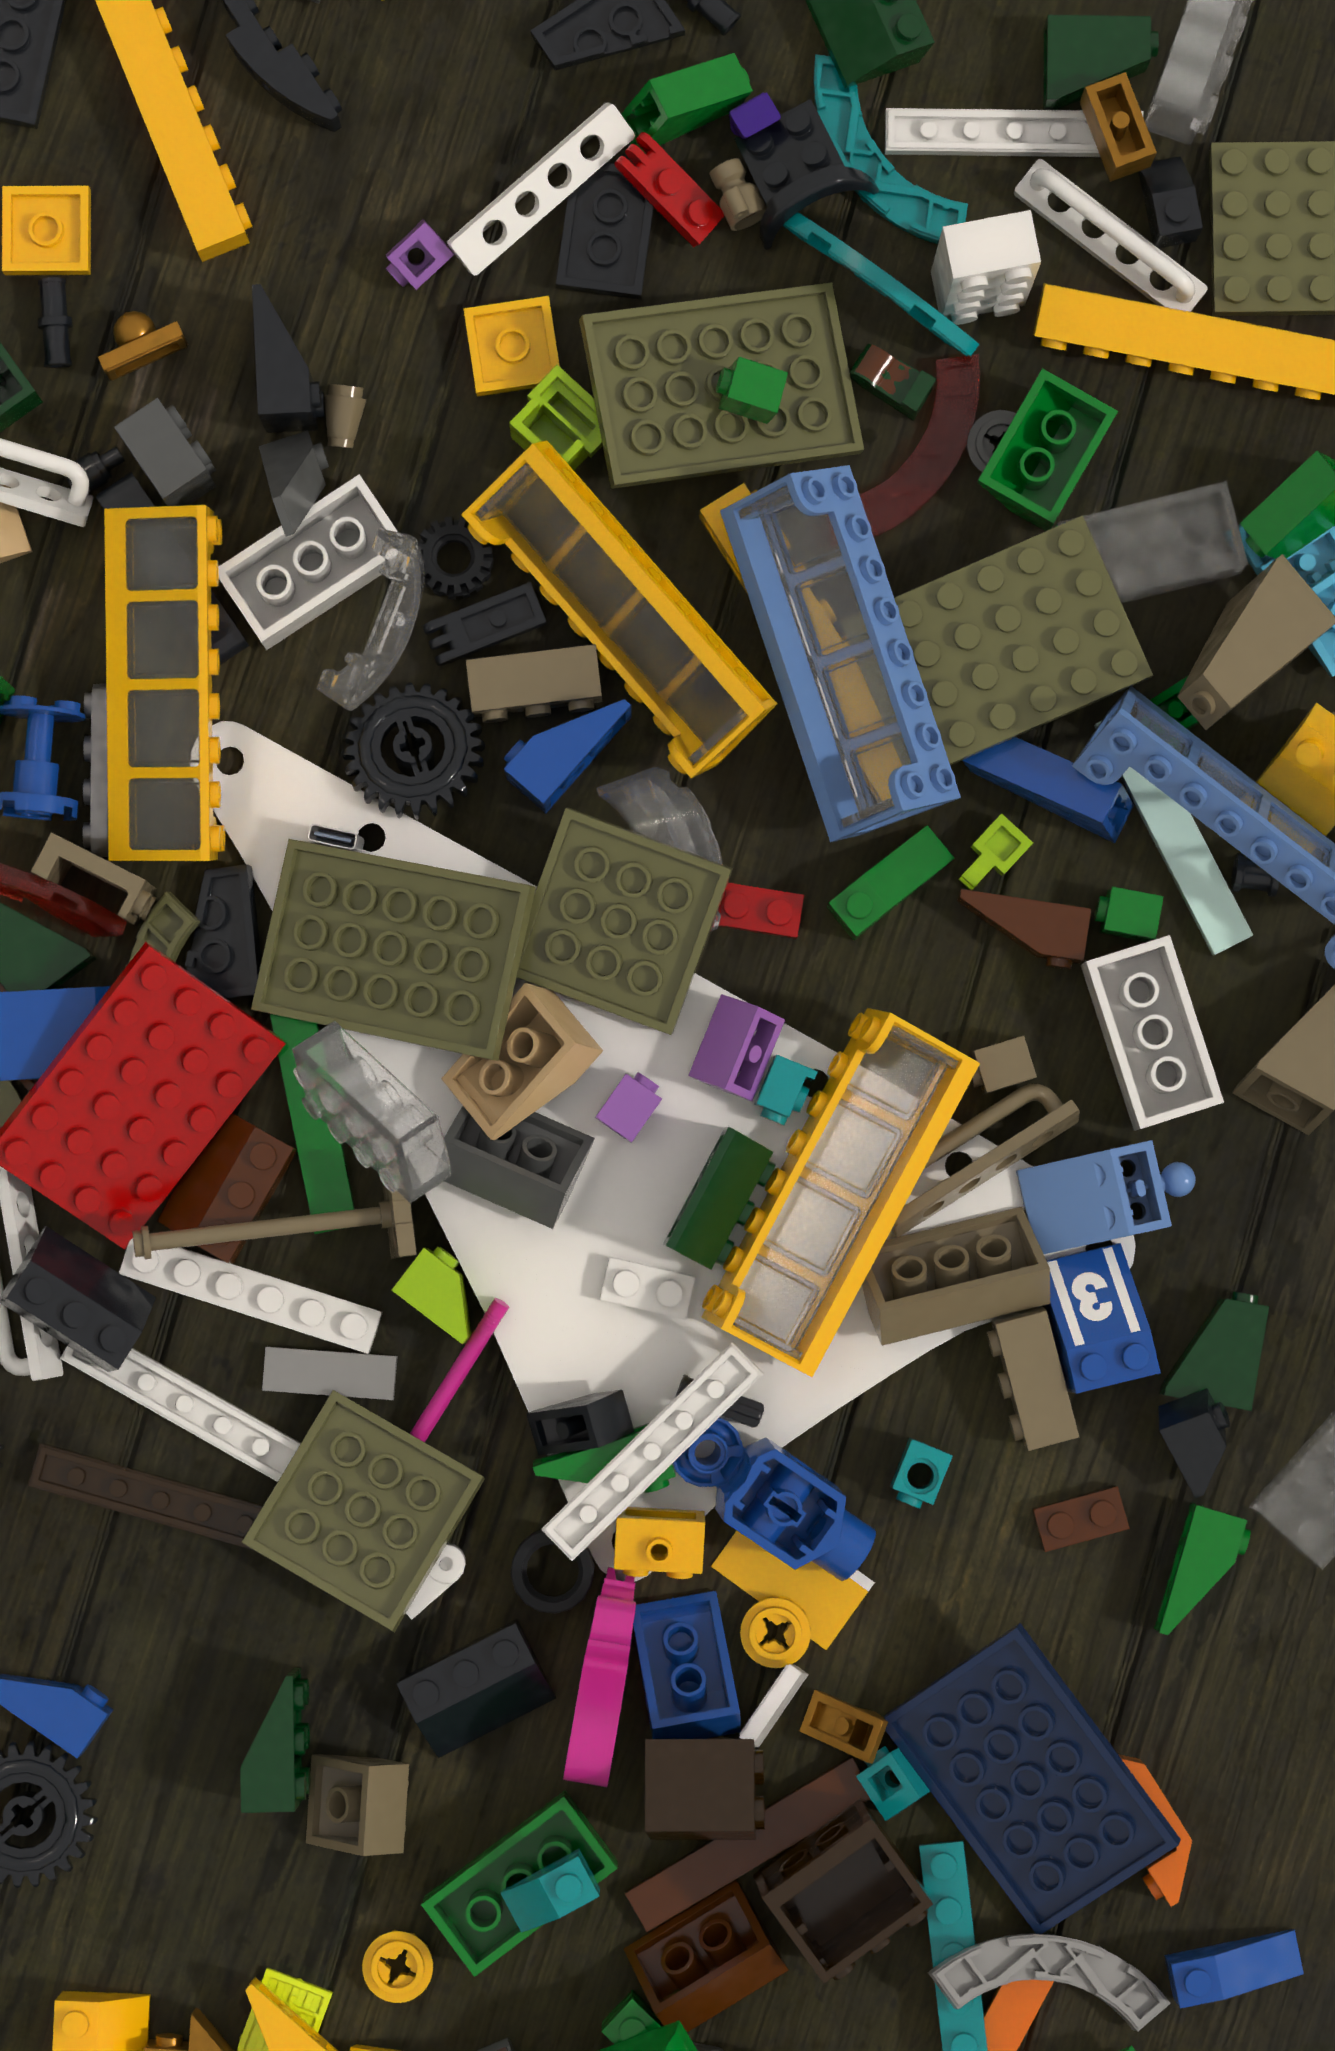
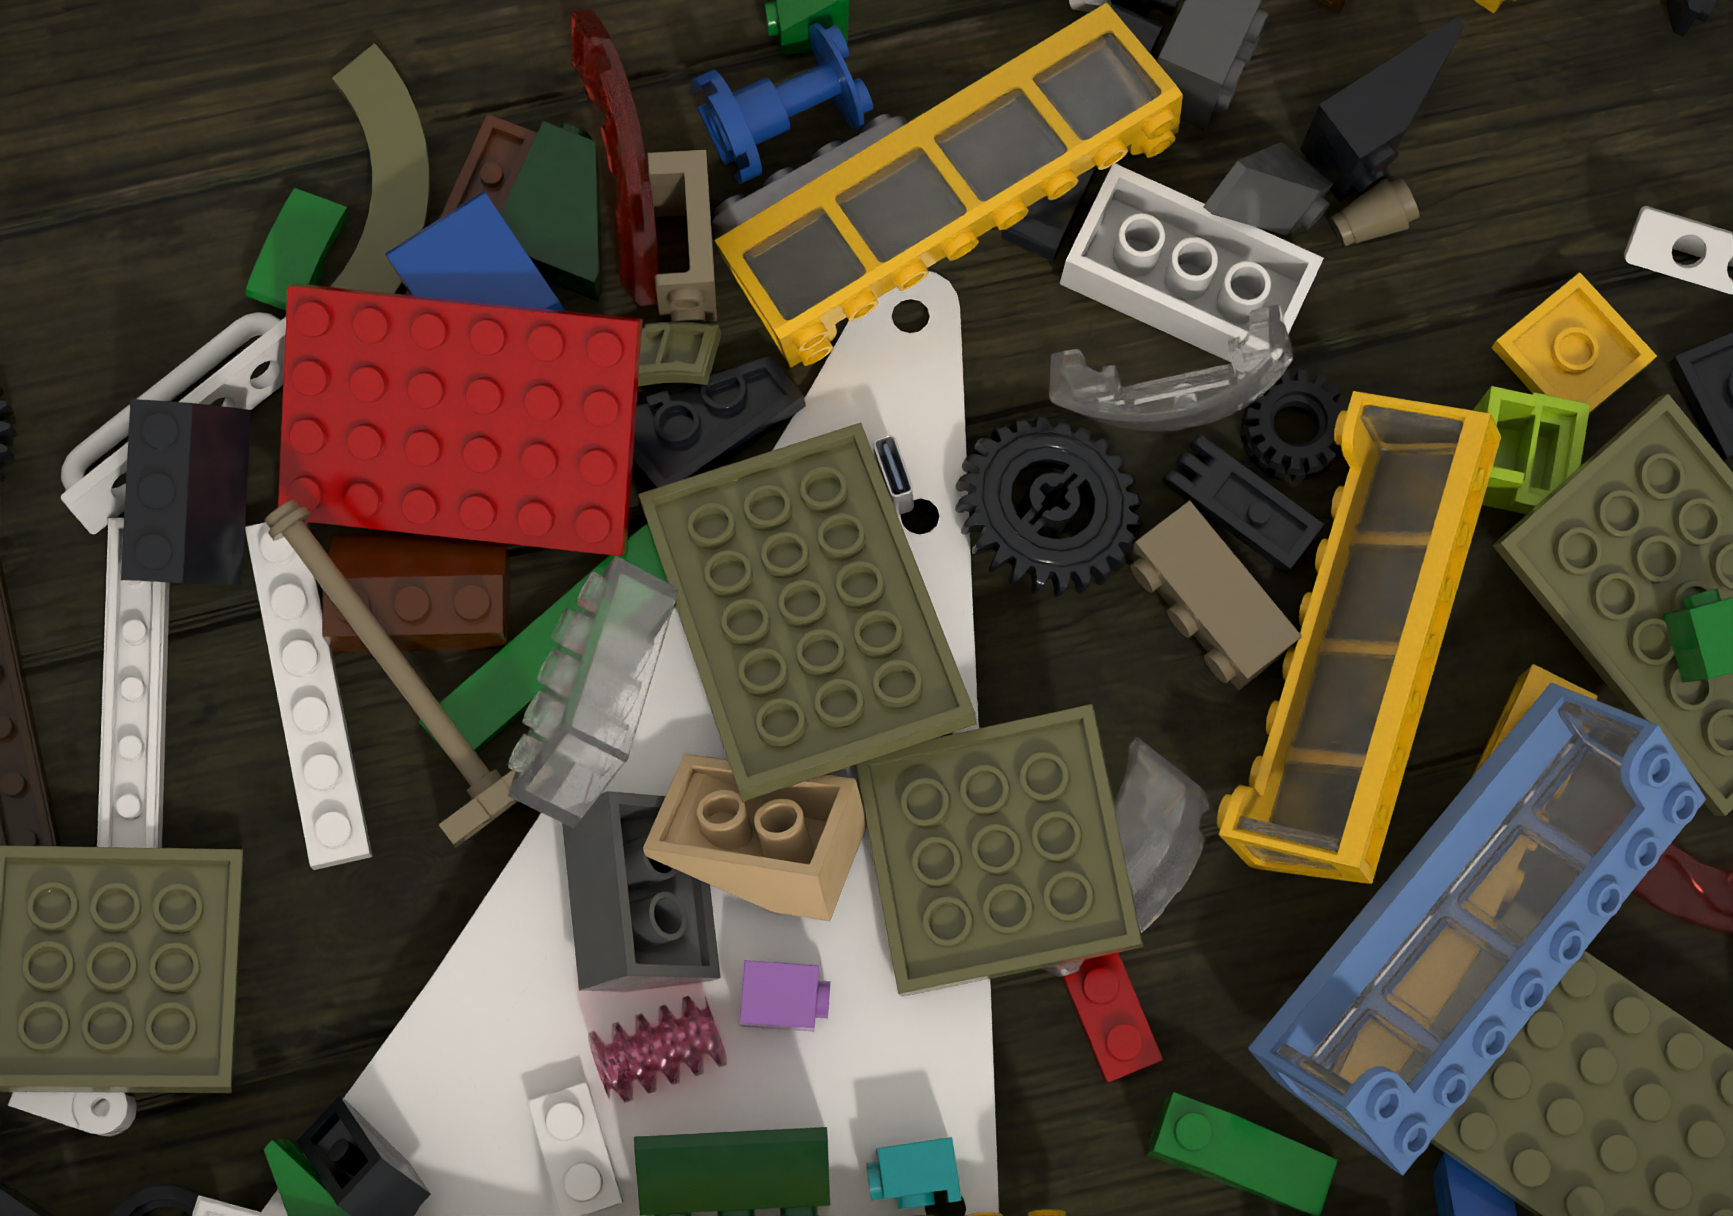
camera: 55 degrees right, 10 degrees down
(325, 1371) = (262, 828): light grey tile -> none
(435, 256) = (1624, 179): medium lavender brick -> none
(437, 1291) = (425, 902): lime slope -> none
(459, 1369) = (348, 984): dark pink piece -> none
(558, 756) = (1149, 672): blue slope -> none
(616, 1201) = (657, 1049): none -> clear pink piece
(733, 1047) = (931, 1083): medium lavender brick -> none

